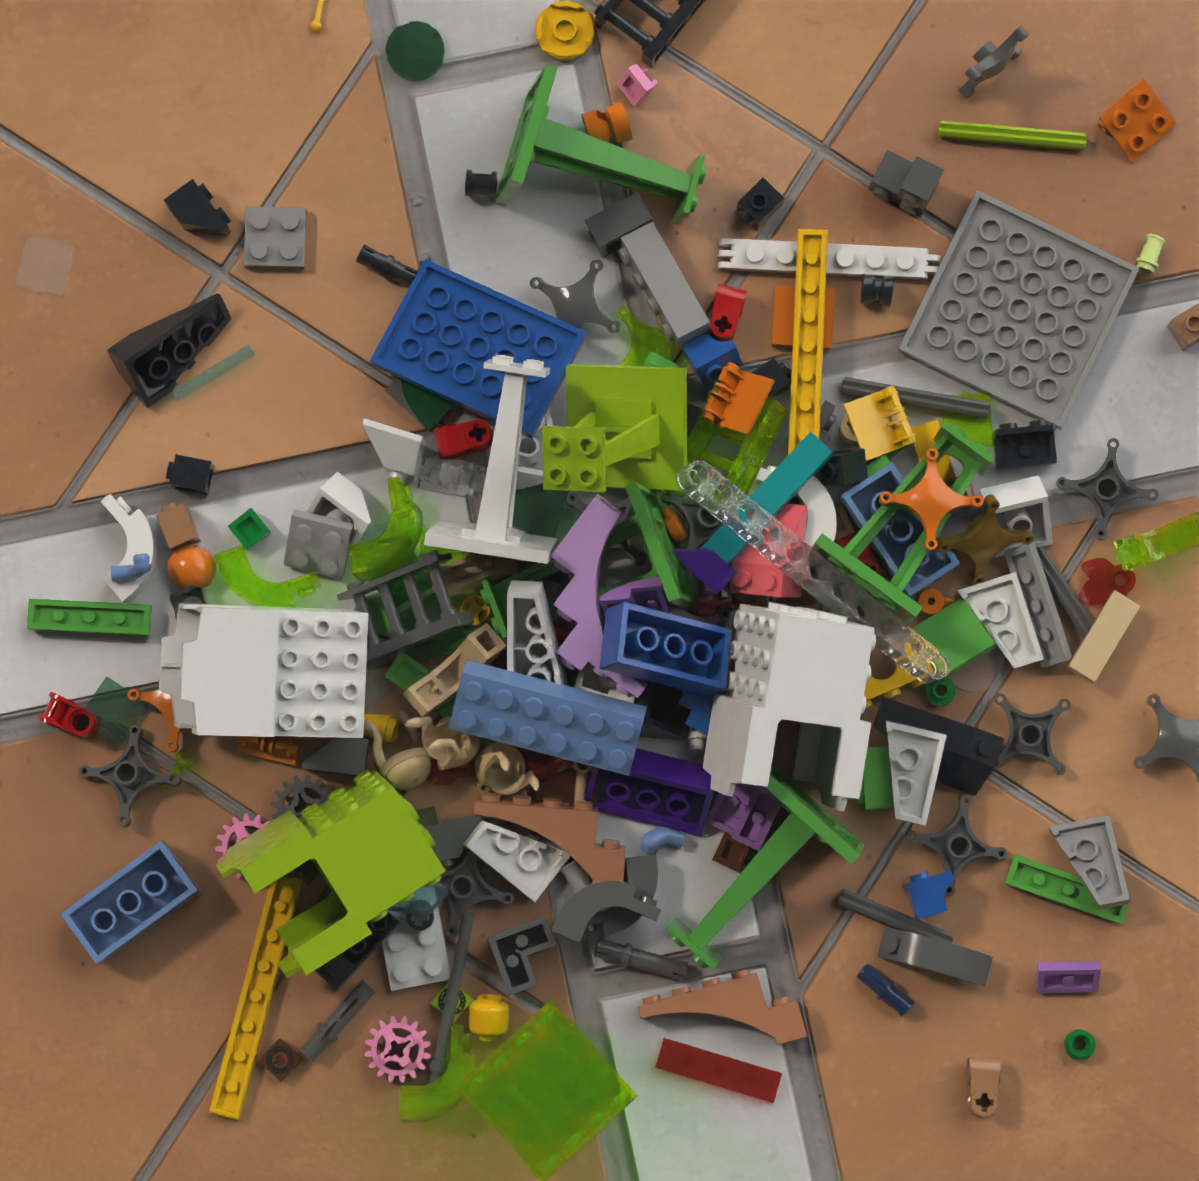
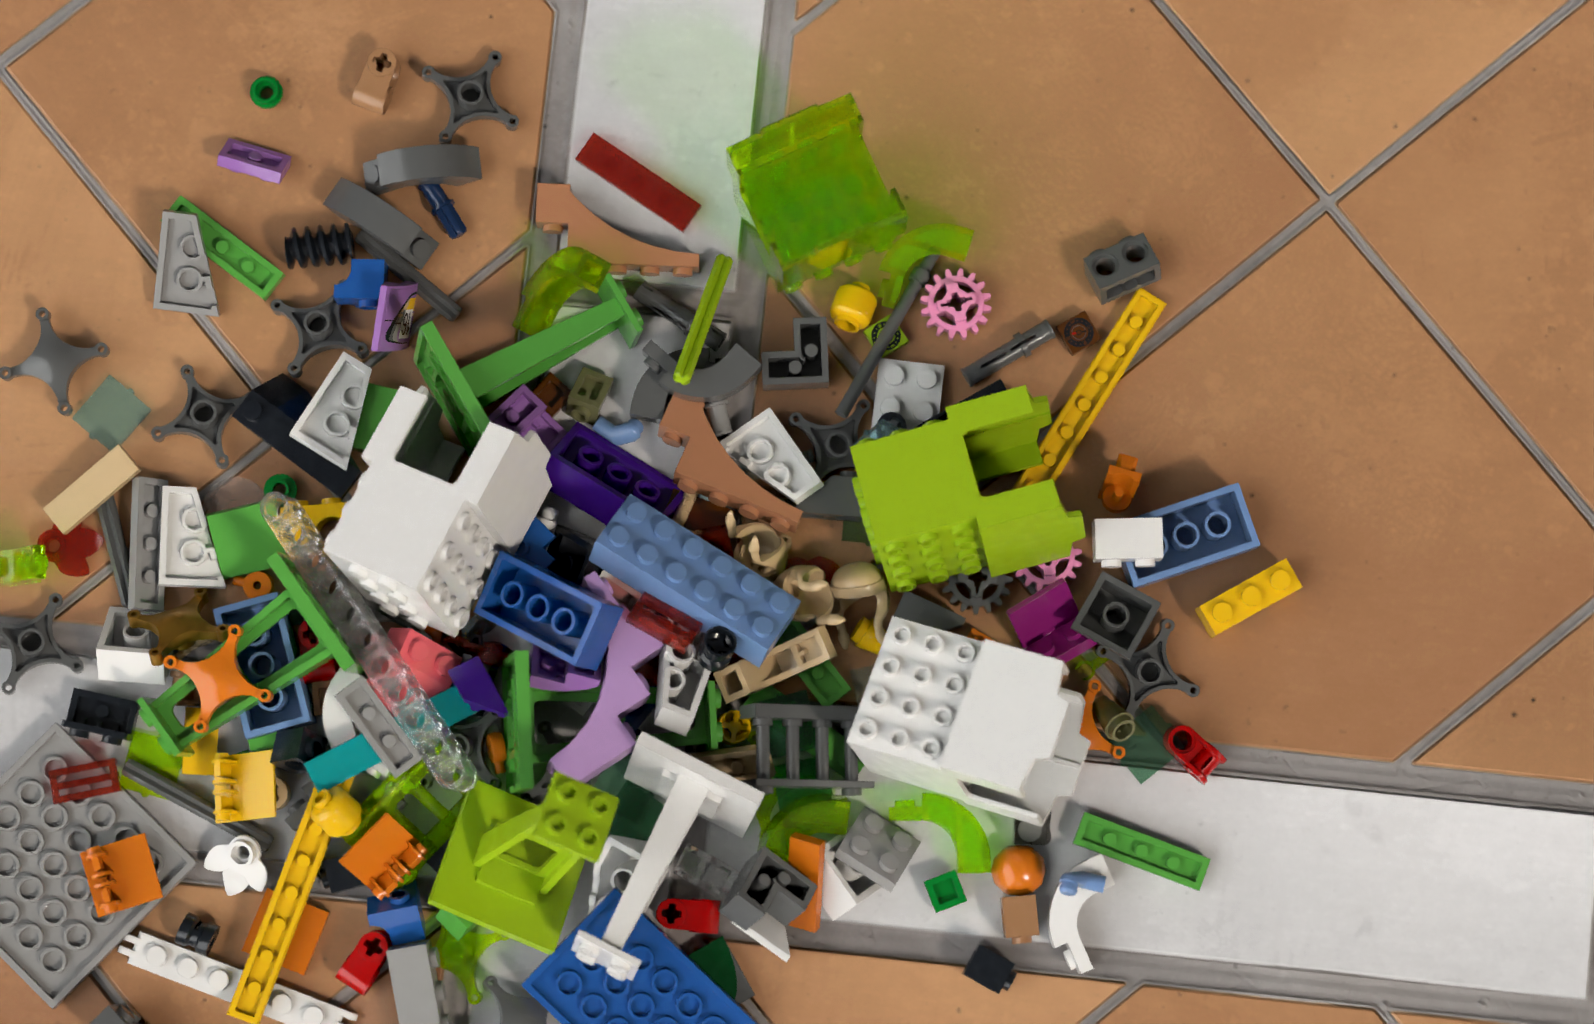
camera: 165 degrees left, 0 degrees up
(49, 875) = (1248, 598): none -> yellow arch
(145, 721) = (1114, 720): none -> olive cone
(170, 810) = (1115, 615): none -> dark grey slope
(178, 876) = (1127, 541): none -> white brick
(201, 929) = (1120, 484): none -> orange hips
(223, 783) = (1045, 623): none -> magenta bracket
(251, 1124) = (1125, 274): none -> dark grey brick
(371, 495) = (807, 857): none -> orange tile
(399, 476) = (770, 887): none -> dark grey brick
(505, 667) = (716, 641): none -> black wheel
(562, 659) = (670, 632): none -> clear red tile
(617, 957) = (702, 319): none -> lime axle
(698, 861) = (588, 396): none -> olive bracket
(762, 947) = (554, 283): none -> clear neon green arch
(781, 503) = (378, 726): none -> light grey plate
(790, 421) = (336, 812): none -> yellow head
(862, 356) = (237, 868): none -> white plate
(892, 872) = (394, 316): none -> medium lavender slope
(895, 1098) = (470, 98): none -> dark grey piece
(914, 1017) = (422, 165): none -> dark grey arch
(958, 316) = (121, 875): none -> orange hinge
(982, 917) = (319, 246): none -> black piece
(995, 398) = (113, 776): none -> clear red tile
(1112, 711) = (111, 413): none -> clear light blue piece

